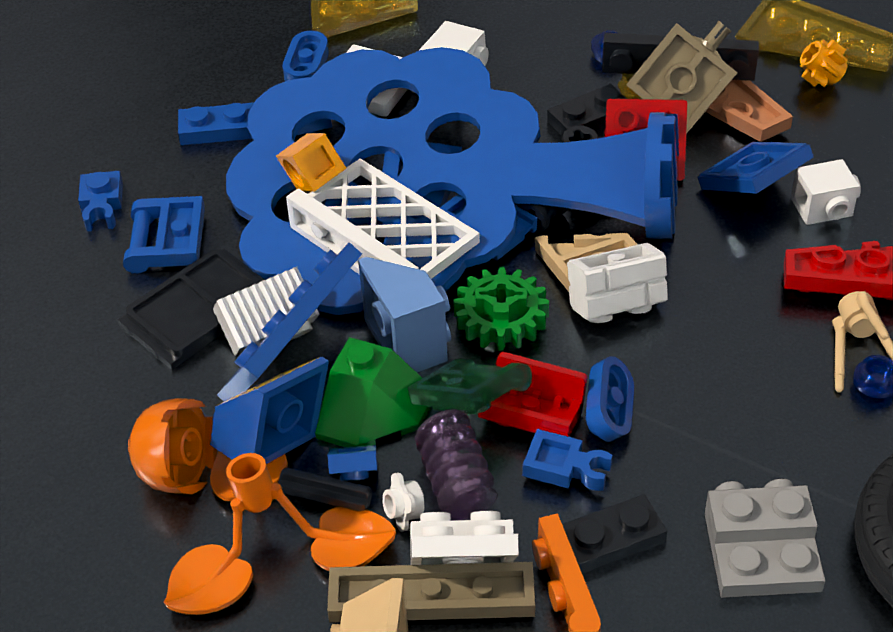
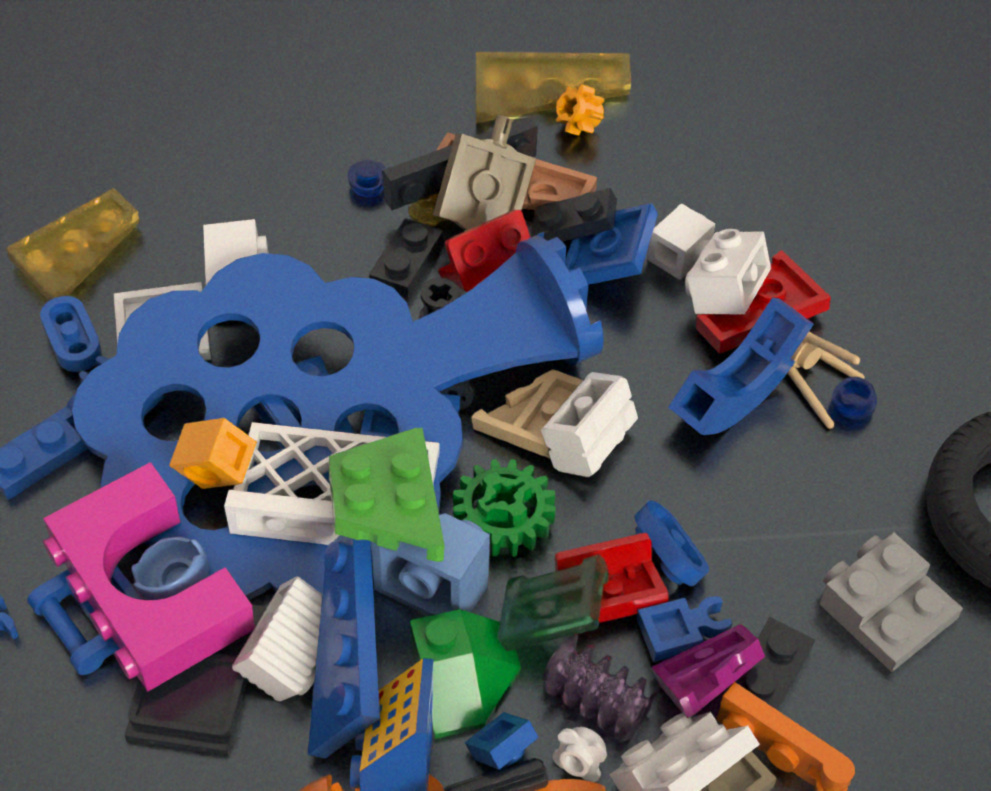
camera: 40 degrees left, 5 degrees up
(186, 182) = (152, 635): none -> dark pink arch
(225, 229) = (170, 568): none -> medium blue hair
(395, 235) = (387, 494): none -> bright green wing
(545, 495) = (708, 668): none -> magenta wing
(744, 135) = (576, 216): none -> black plate
(780, 315) = (730, 391): none -> blue arch
(837, 225) = (728, 272): none -> white brick

